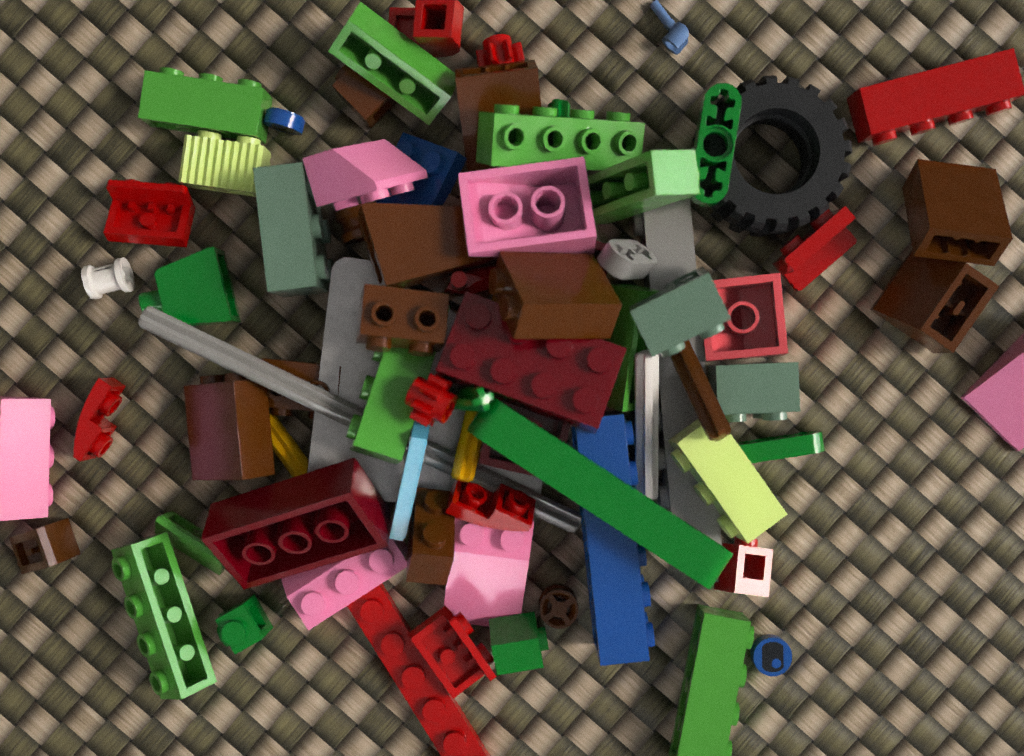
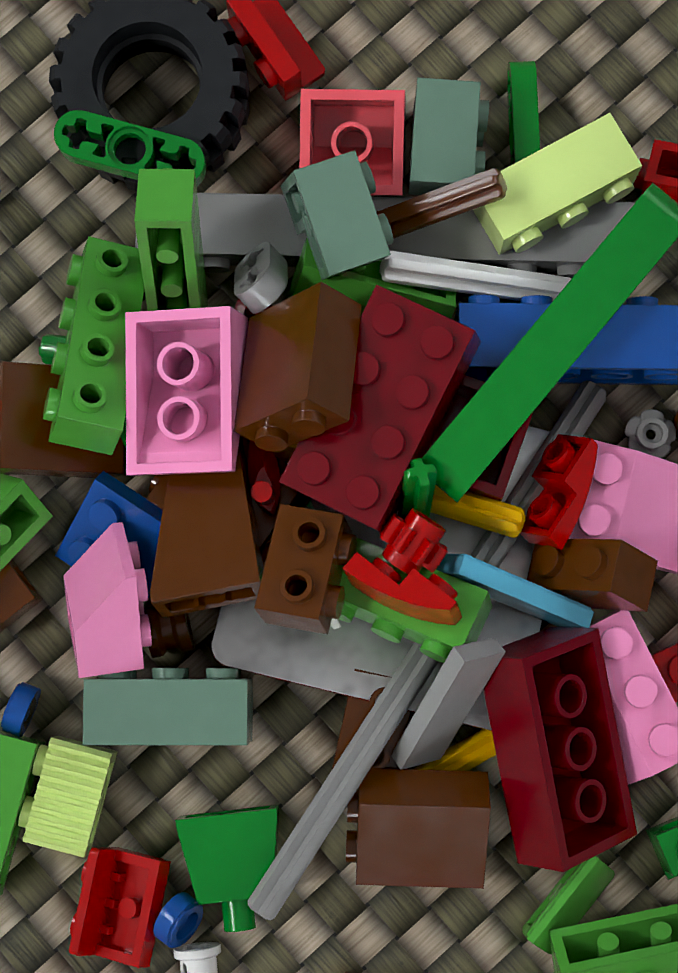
camera: 80 degrees left, 5 degrees down
(143, 257) = (178, 920): none -> blue tile
(318, 439) = (447, 702): none -> light grey tile
(388, 408) = (415, 596): none -> red slope
(540, 559) = (650, 420): none -> light grey plate

